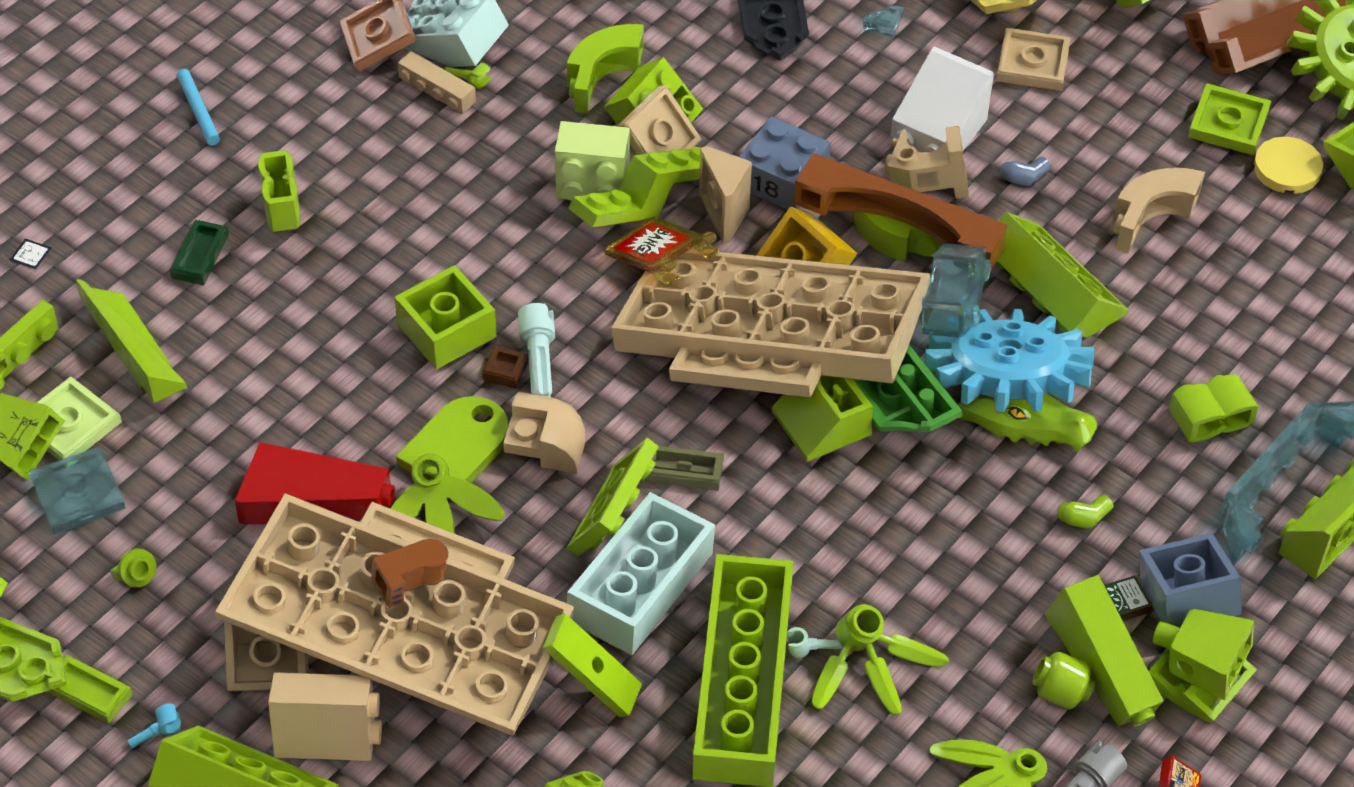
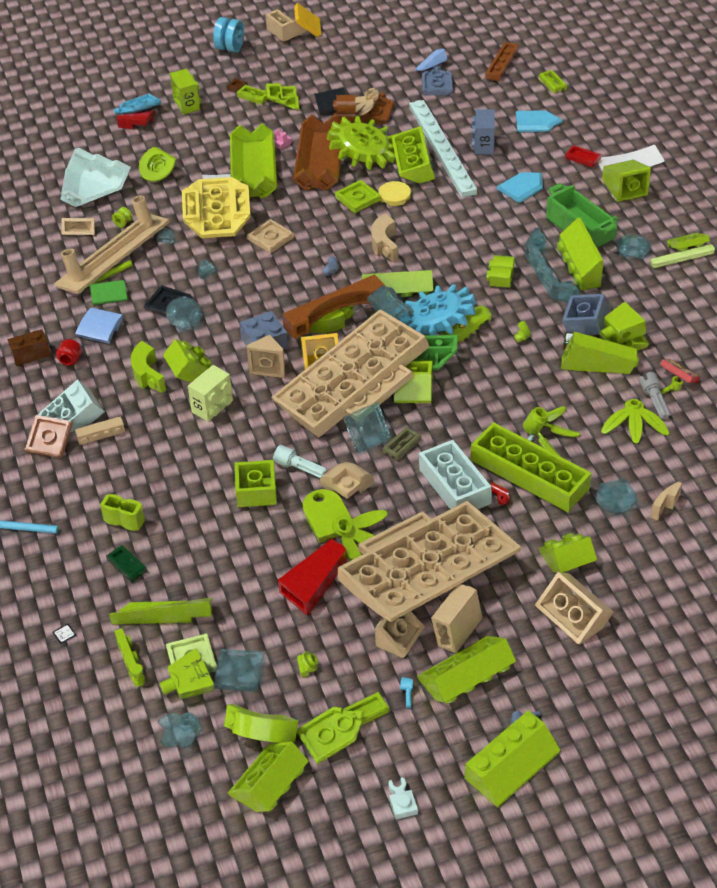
camera: 55 degrees left, 5 degrees down
(409, 568) = (417, 544): dark orange leg -> none
(475, 77) = (109, 414): lime hand -> none
(505, 367) = (295, 479): reddish brown tile -> none
(592, 665) = (497, 512): lime tile -> none
(615, 494) = (409, 468): lime plate -> none
(641, 190) = (240, 382): lime bracket -> none
(656, 246) = (276, 395): flag -> none
(660, 124) = (206, 359): tan tile -> none
(668, 397) = (367, 427): none -> clear light blue tile
(668, 661) = (502, 493): none -> red arm
(754, 43) = (183, 312): none -> clear light blue dish
(932, 169) = (312, 289): tan tile -> none
(942, 96) = (280, 270): white slope -> none
(1063, 680) = (602, 375): lime head -> none

